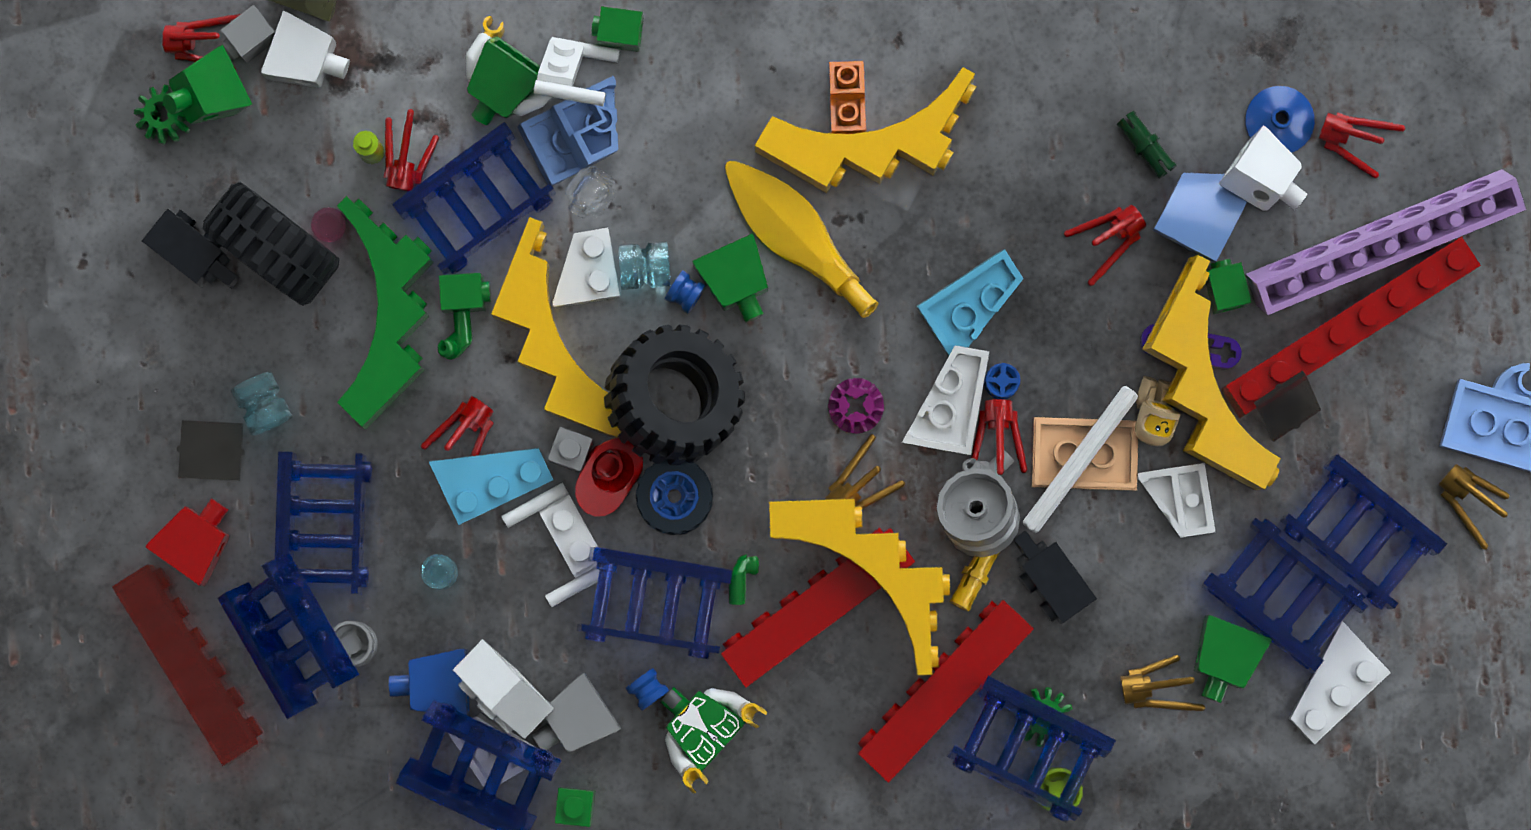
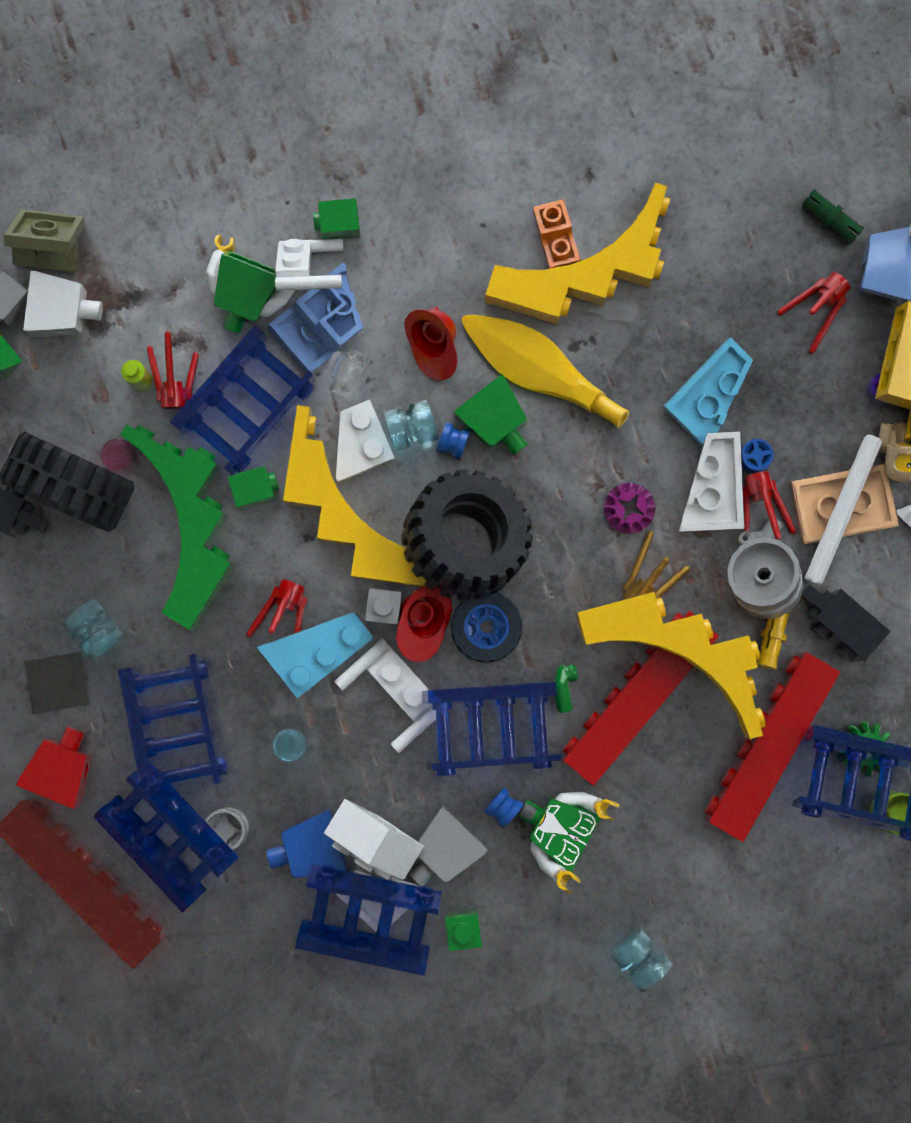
camera: 20 degrees left, 0 degrees up
(459, 339) = (259, 530): green arm -> none
(687, 182) = (432, 342): none -> red piece

